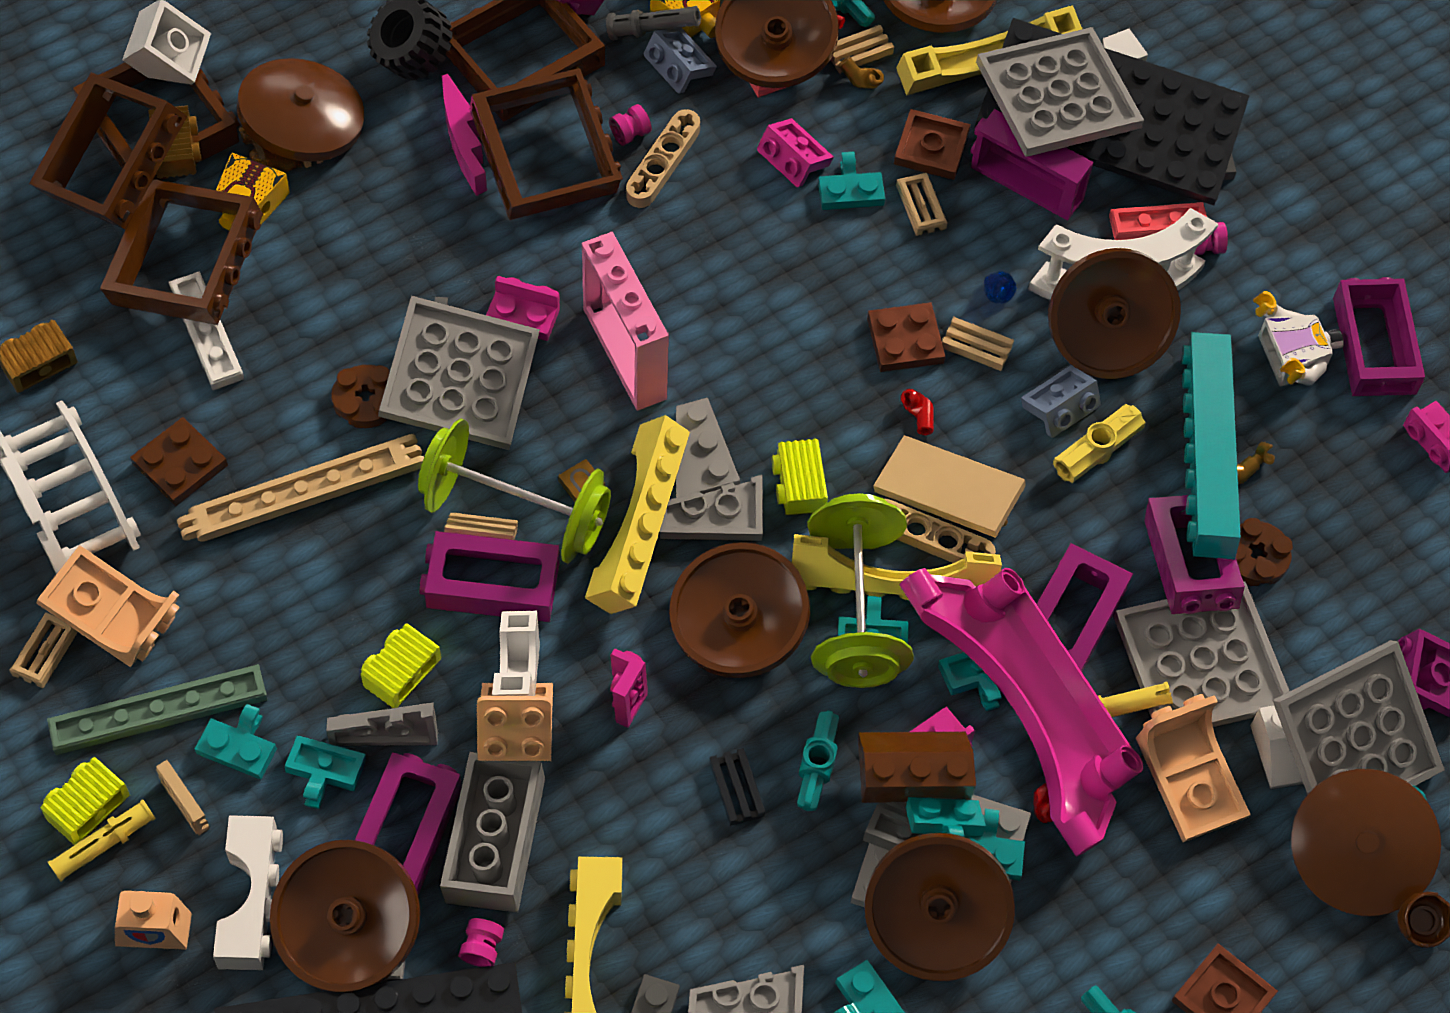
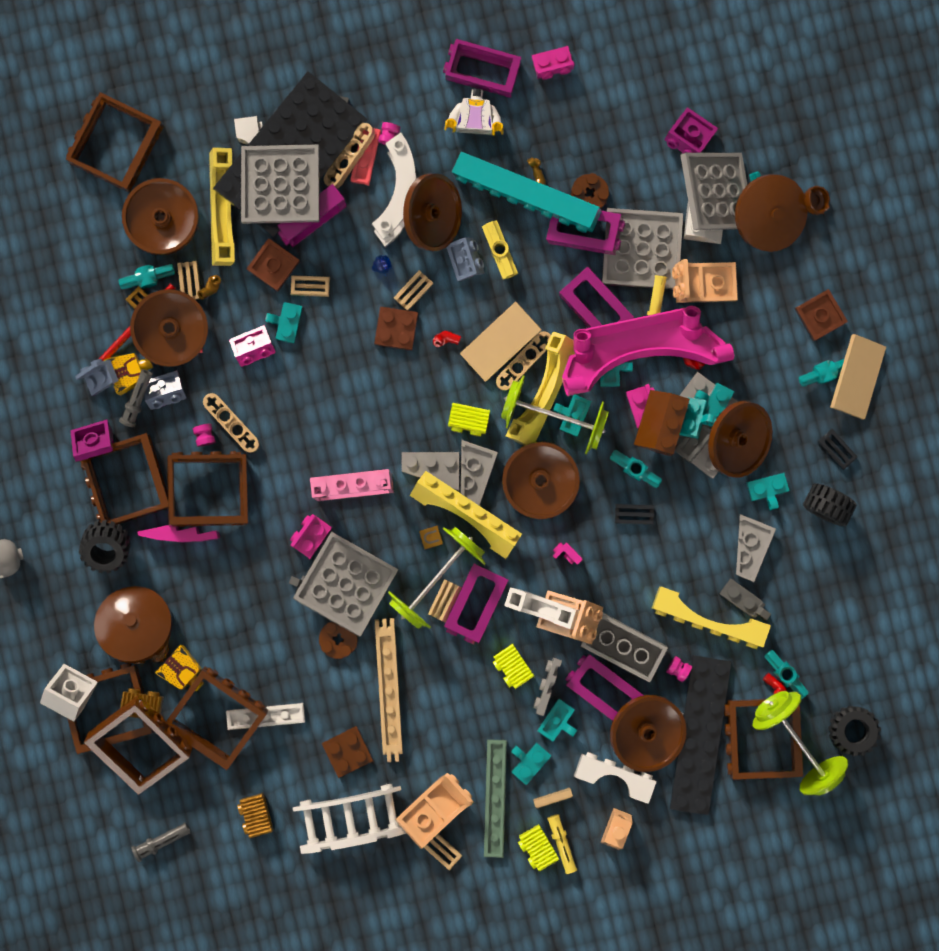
camera: 65 degrees left, 25 degrees up
(1112, 189) = (352, 158): none -> tan beam

